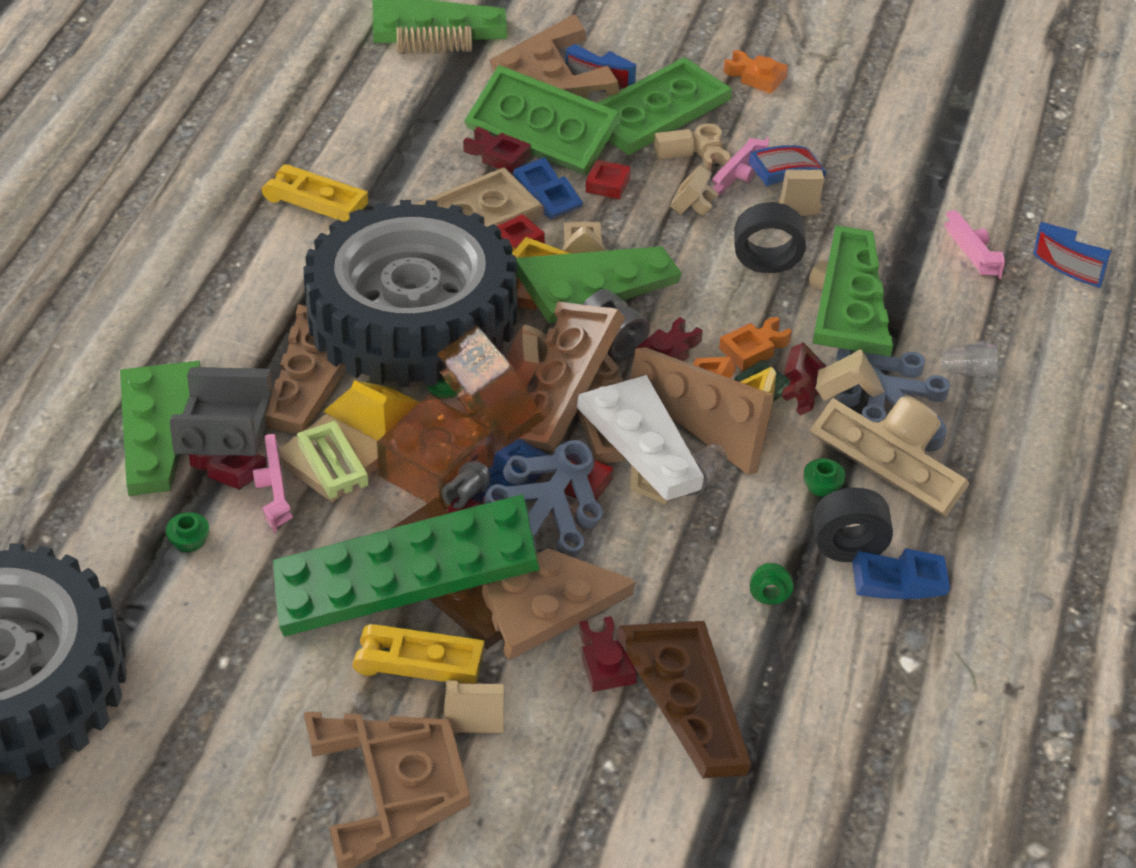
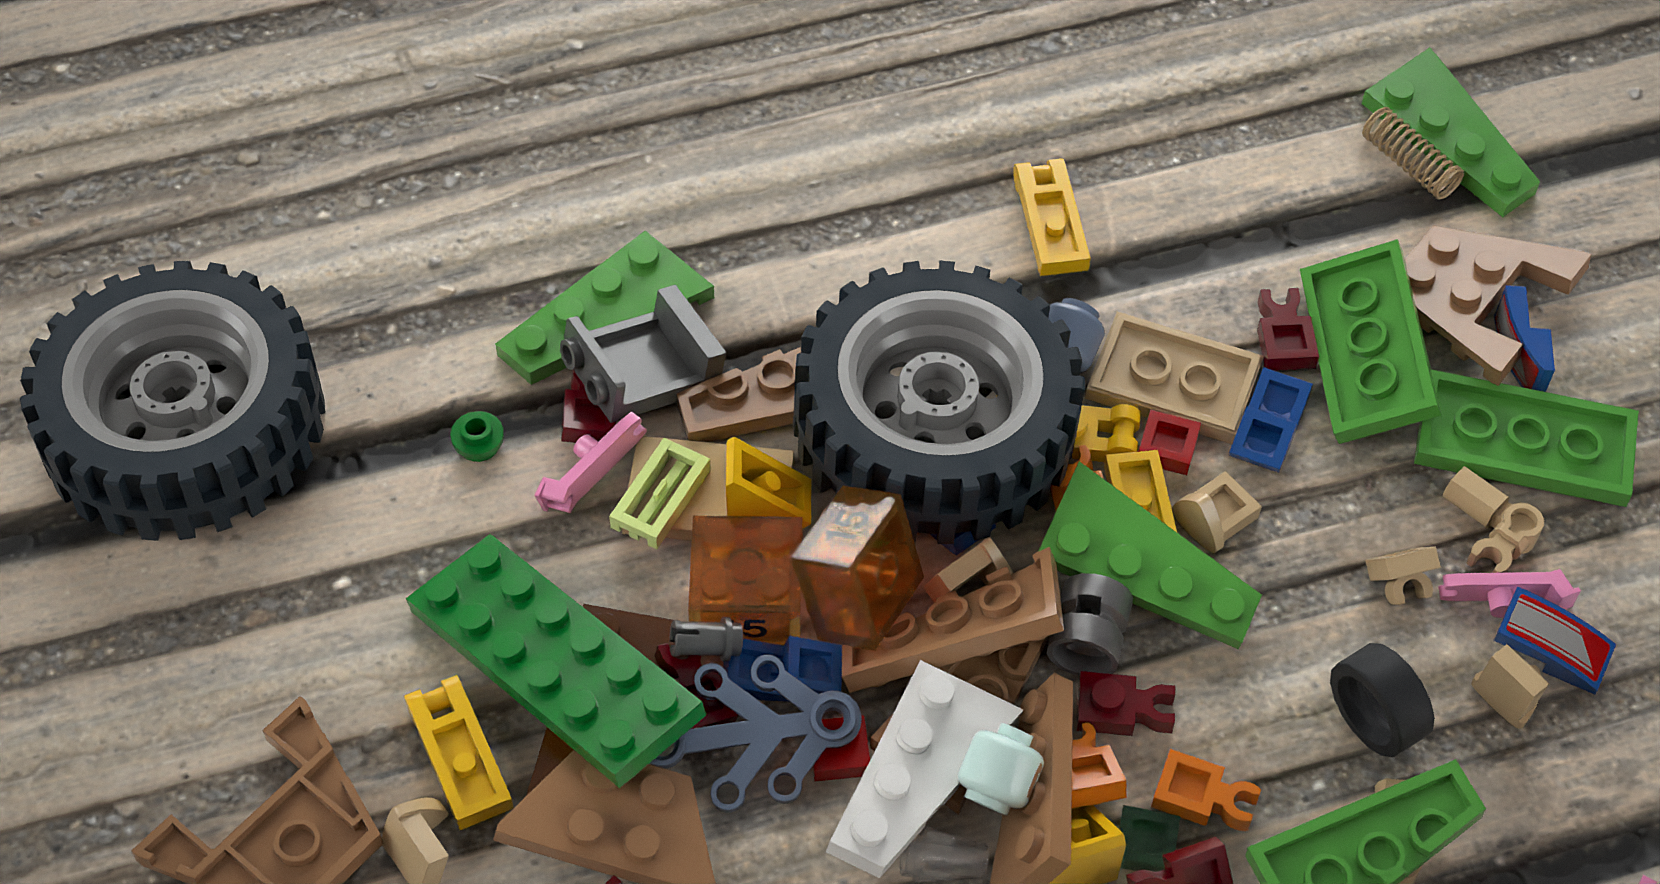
camera: 55 degrees right, 10 degrees up
(607, 179) = (1350, 469): red tile -> none
(684, 395) = (1000, 769): none -> light aqua head

